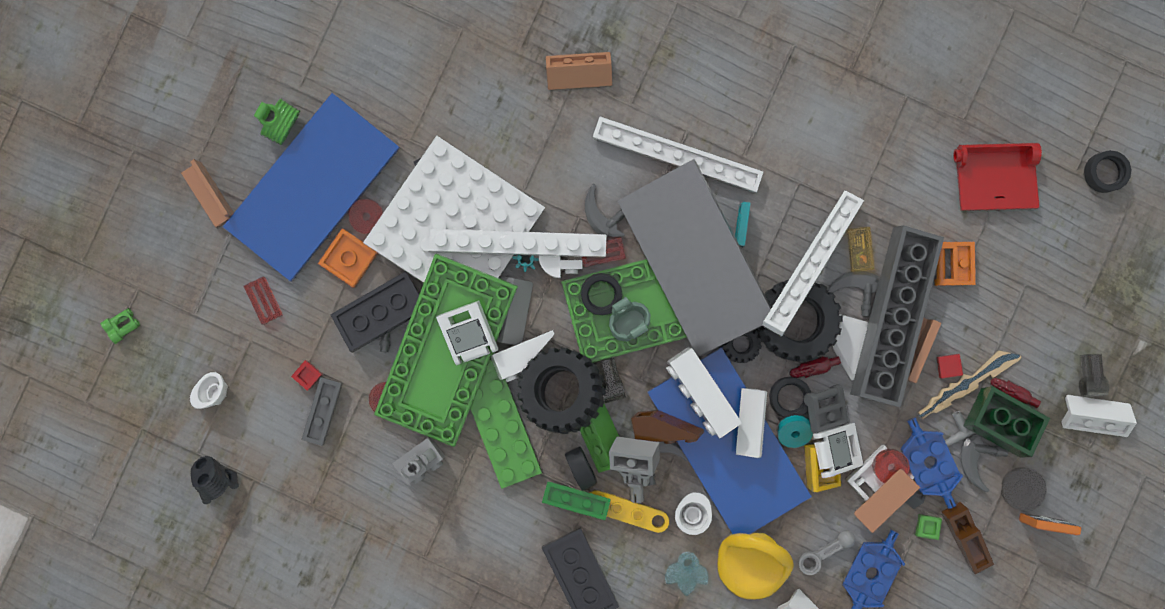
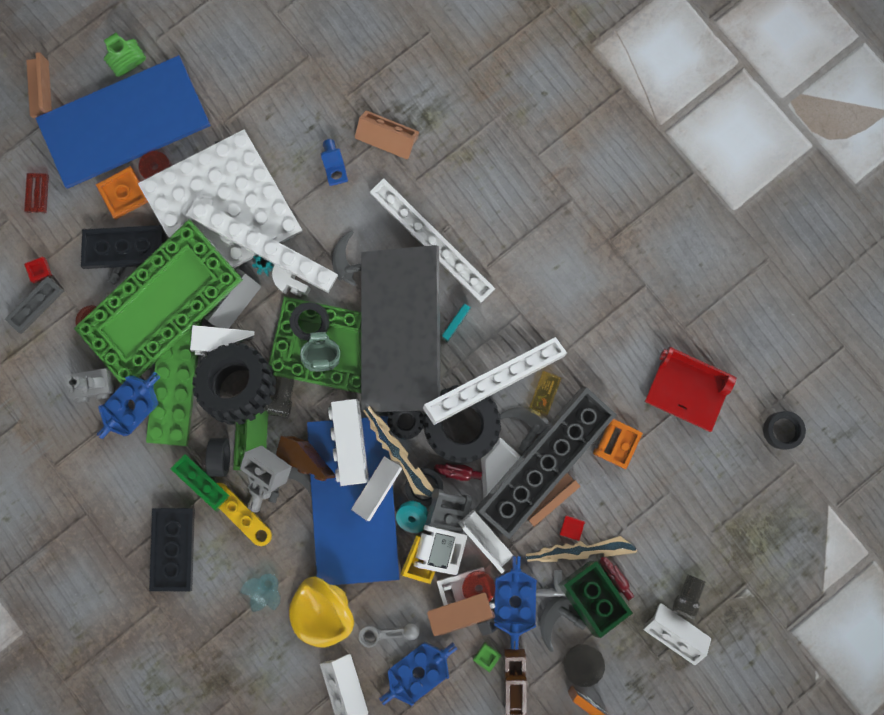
camera: 25 degrees right, 5 degrees down
(464, 477) = (116, 412): none -> blue plate
(467, 337) = (180, 301): white container -> none
(540, 124) = (333, 162): none -> blue bracket
(610, 250) = (337, 283): clear red tile -> none
(693, 514) = (292, 543): white piece -> none
(752, 378) = (397, 452): none -> tan sword
(875, 418) = (486, 540): none -> white panel

